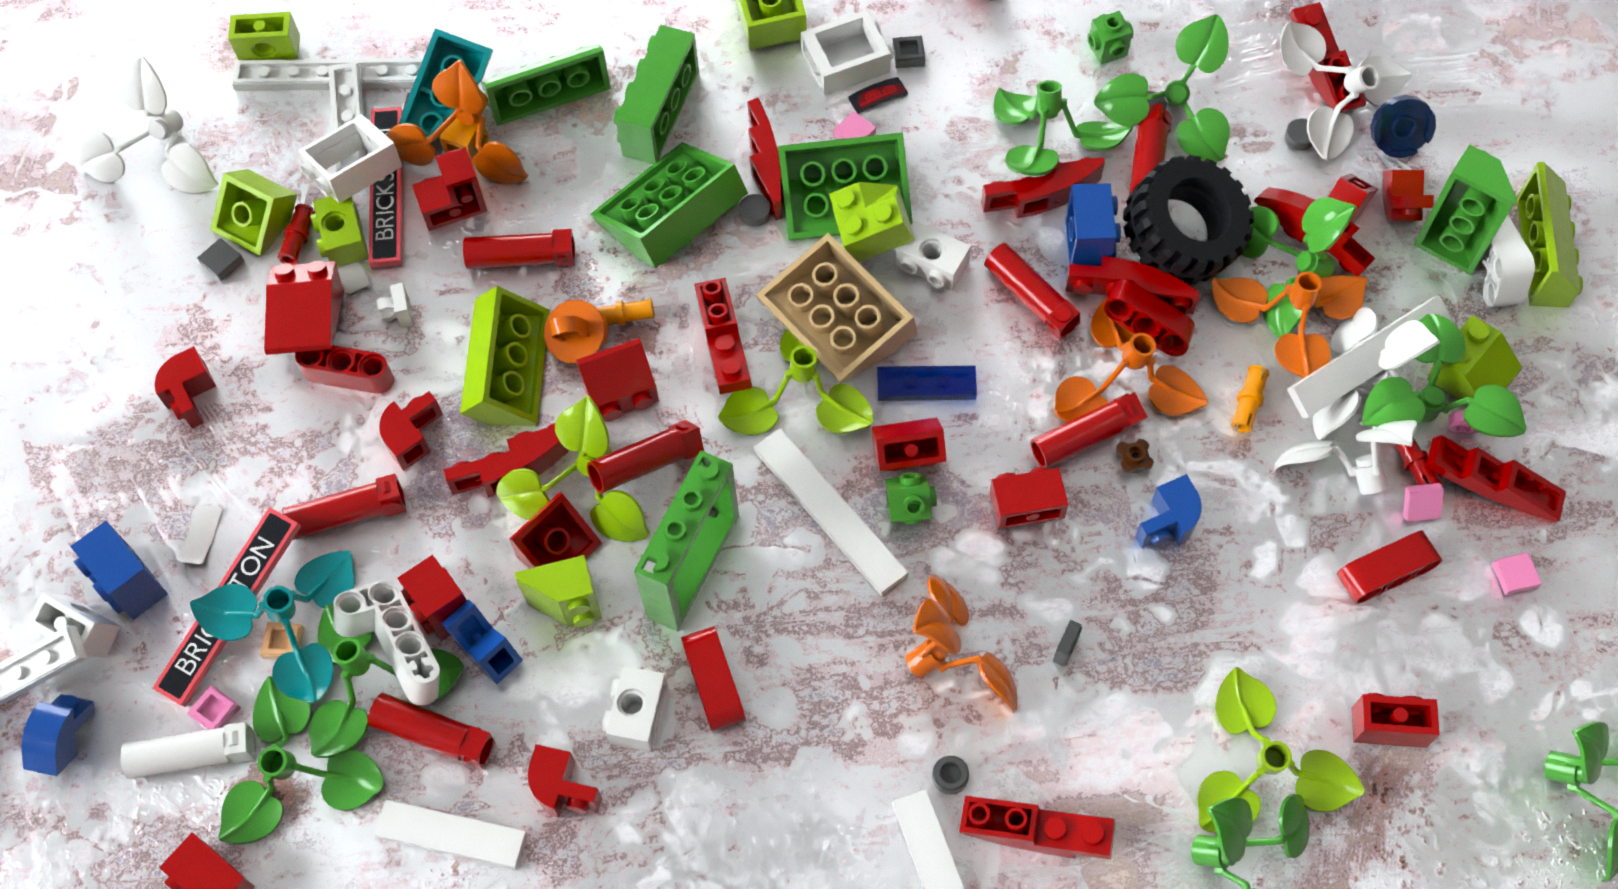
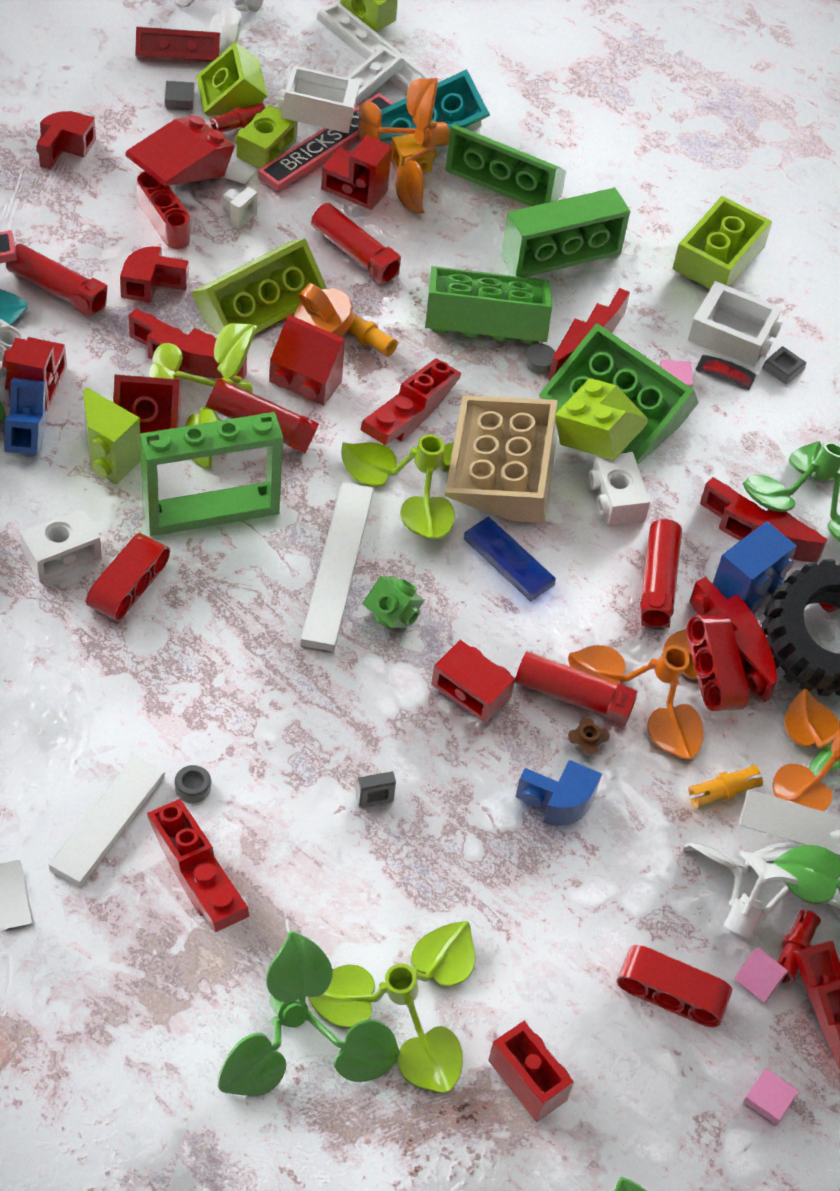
camera: 40 degrees right, 10 degrees down
(163, 218) = (177, 44): none -> red plate
(909, 444) = (438, 572): red brick -> none
(935, 622) = (281, 659): orange plant -> none

